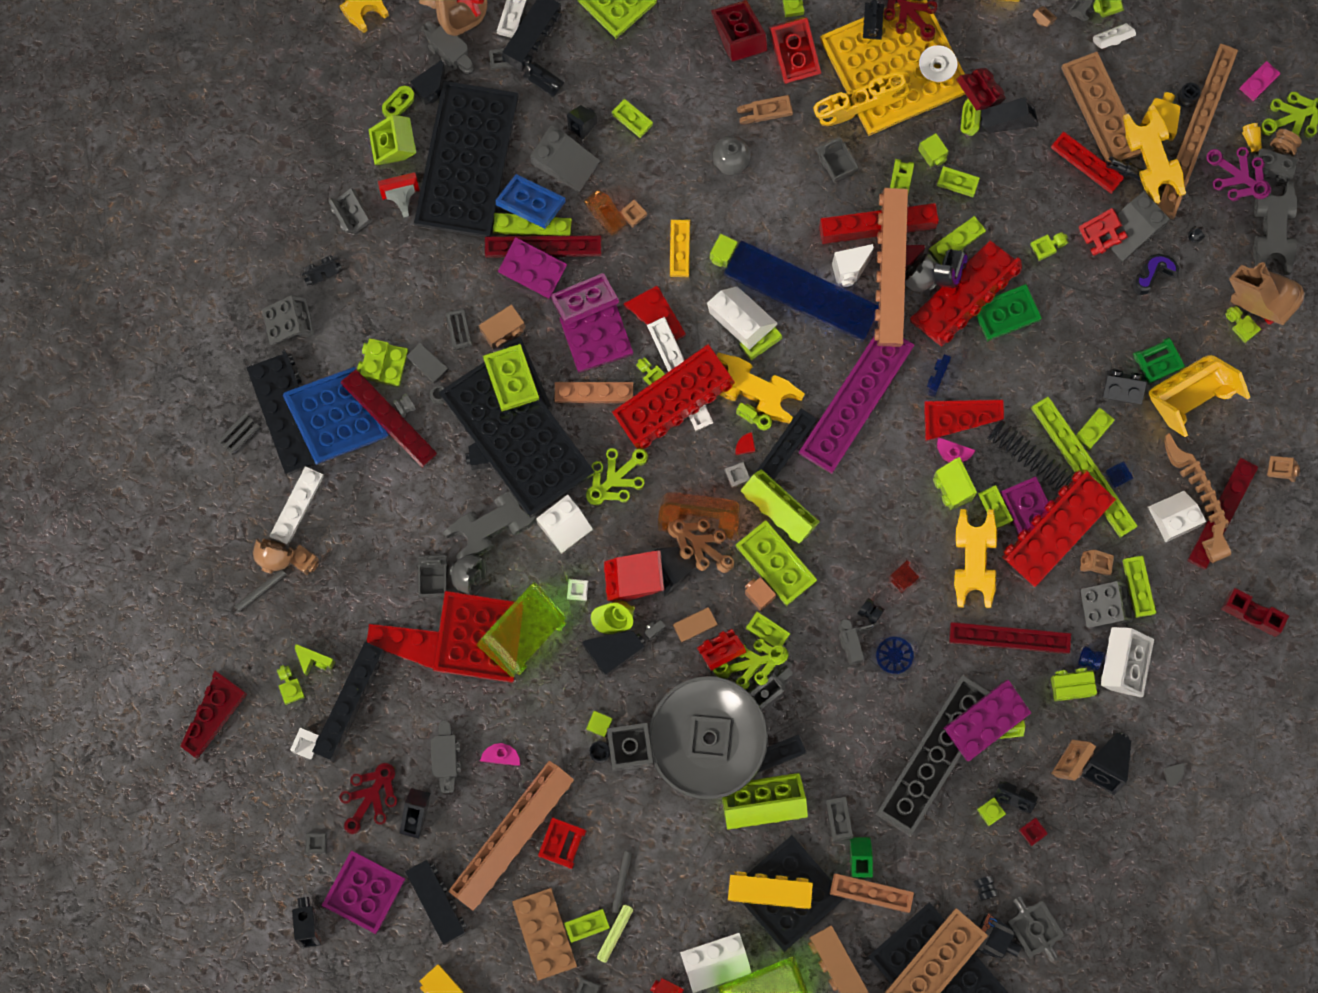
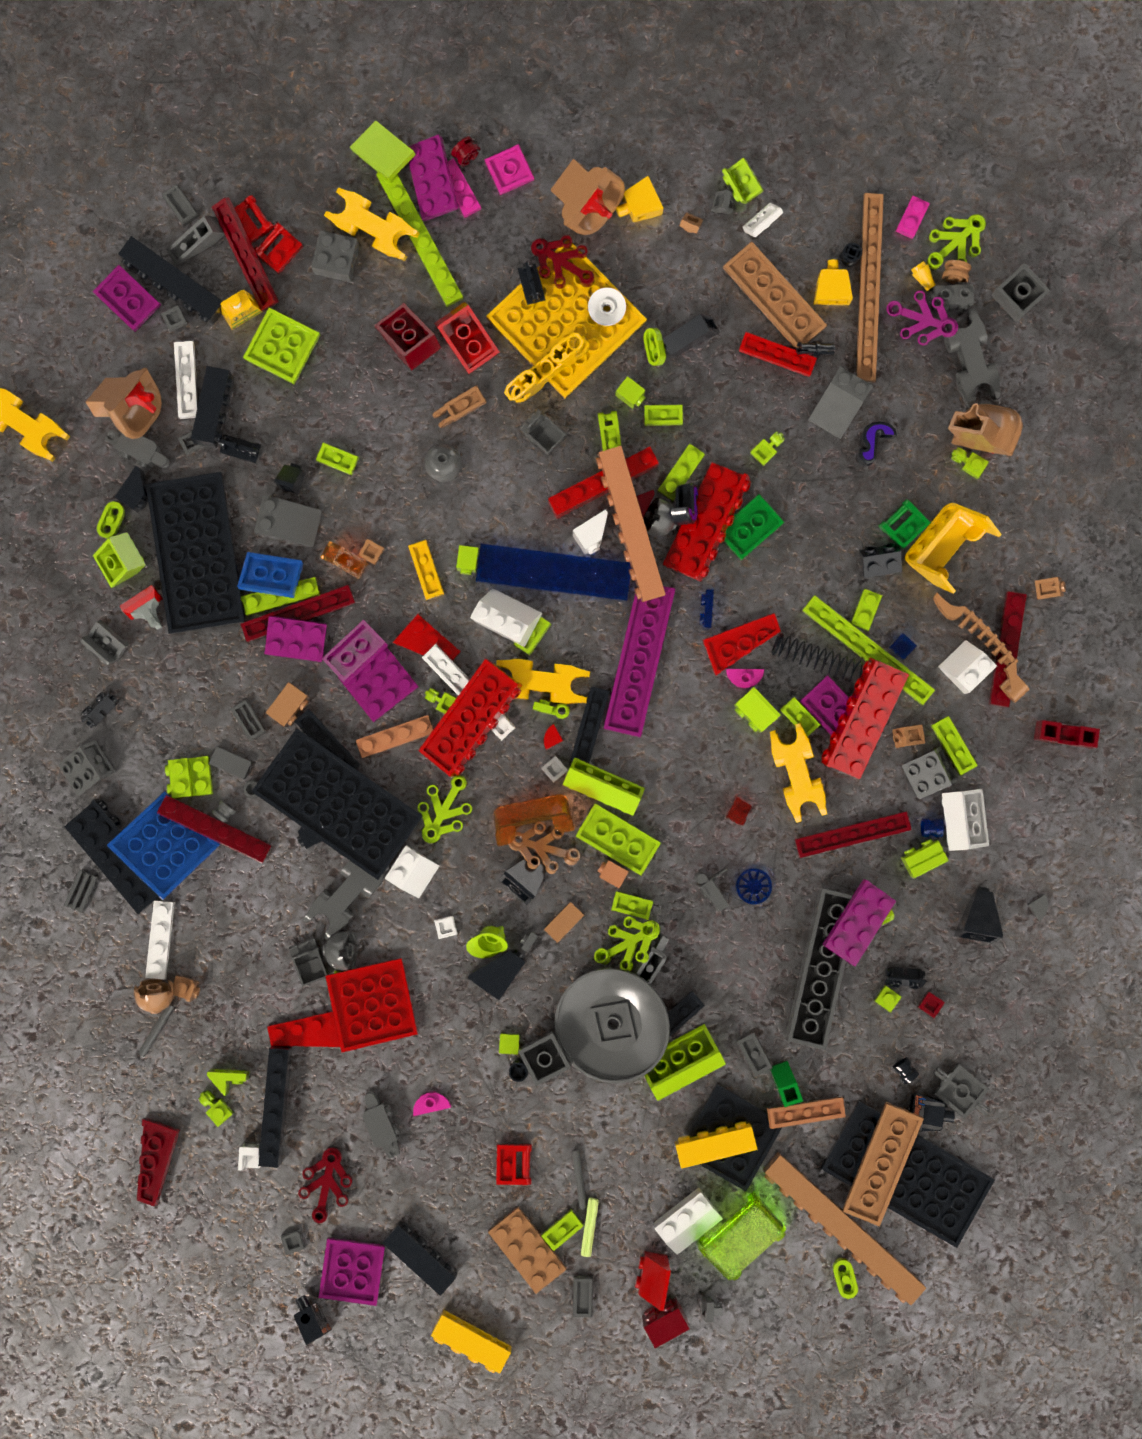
camera: 20 degrees left, 10 degrees up
(414, 813) = (371, 1184): black slope -> none
(511, 377) = (313, 755): lime plate -> none
(511, 835) = (465, 1175): nougat brick -> none
(522, 630) = (410, 986): clear neon green windscreen -> none
(633, 576) = (493, 902): slope -> none
(721, 649) = (598, 941): red plate -> none
(871, 611) = (719, 854): black wheel -> none
(981, 89) = (655, 317): dark red plate -> none
(1074, 759) = (947, 929): medium nougat plate -> none
(1101, 226) = (810, 413): red plate -> none
(1149, 141) = (846, 338): yellow piece -> none
(1195, 235) = (900, 390): black hinge -> none

